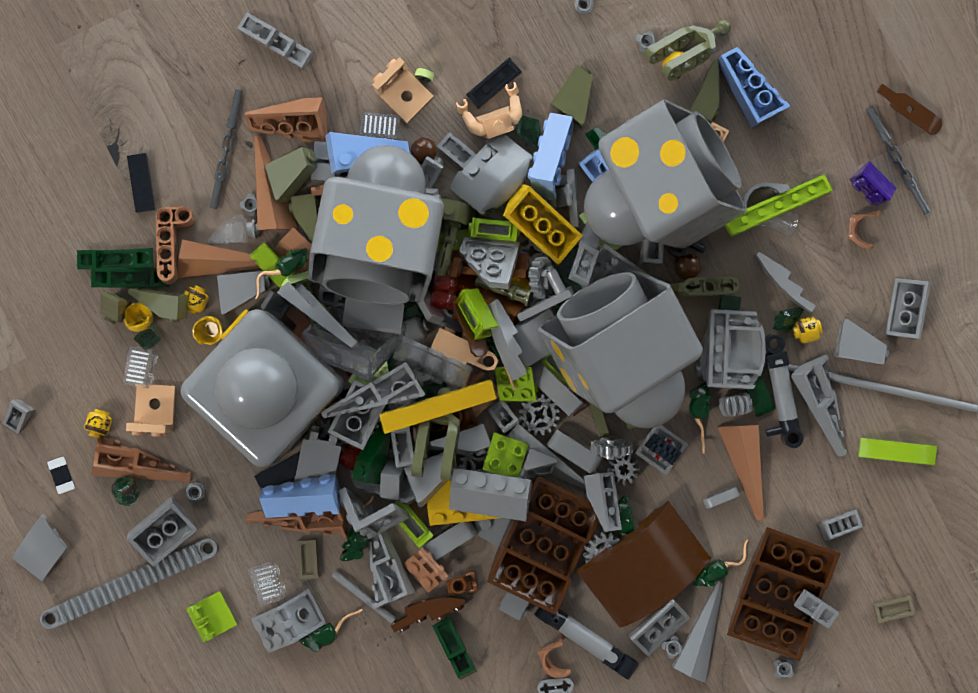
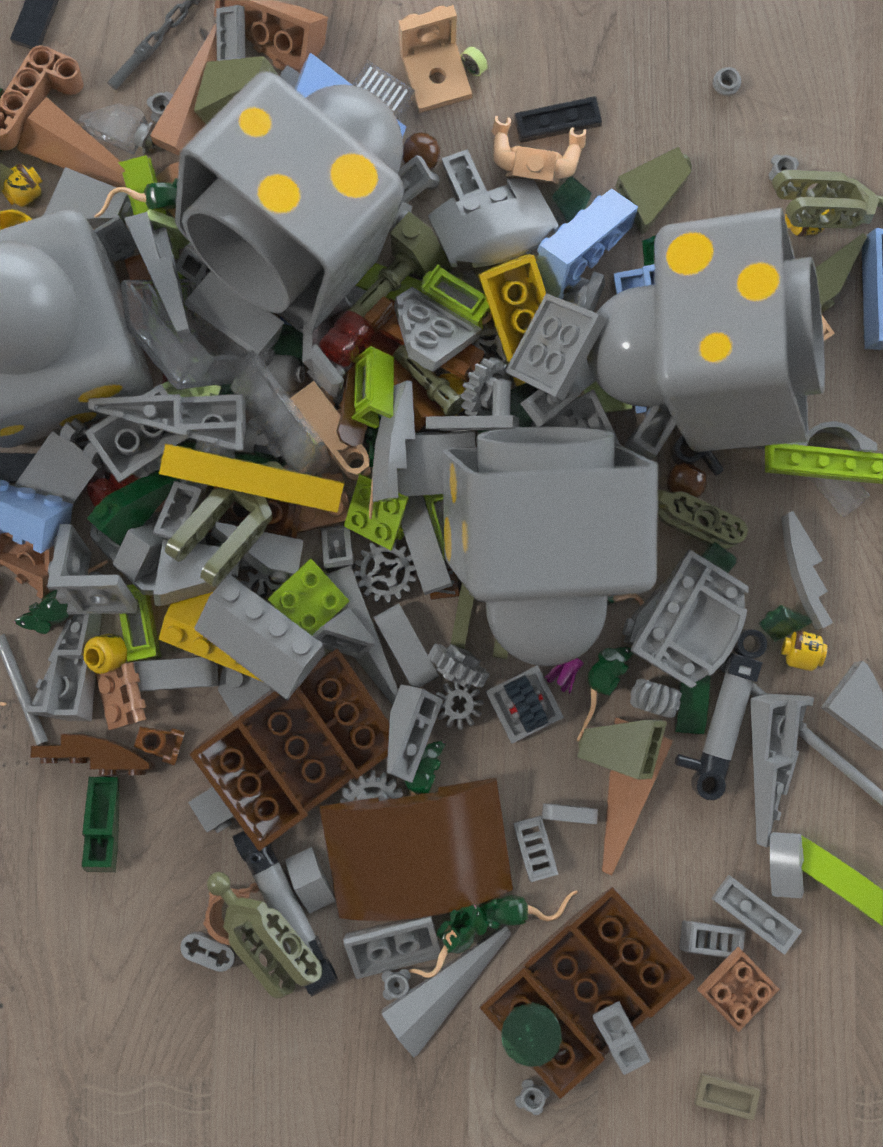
camera: 25 degrees right, 5 degrees down
(269, 140) = (230, 32): none -> light grey plate
(403, 550) = (105, 653): none -> yellow head
(445, 321) = (325, 373): none -> light grey piece
(571, 235) = (555, 346): none -> light grey plate
(586, 663) = (263, 937): none -> olive piece
(591, 615) = (309, 880): none -> light grey slope
(677, 419) = (567, 674): none -> magenta piece
(693, 601) = (457, 934): none -> dark green animal
(722, 540) = (545, 845): none -> light grey slope
(732, 444) = (624, 747): none -> olive slope
(764, 634) = (531, 1035): none -> clear green tile
(858, 497) = (756, 914): none -> light grey plate
(860, 461) = (786, 864): none -> light grey slope
(869, 545) = (738, 989): none -> nougat tile

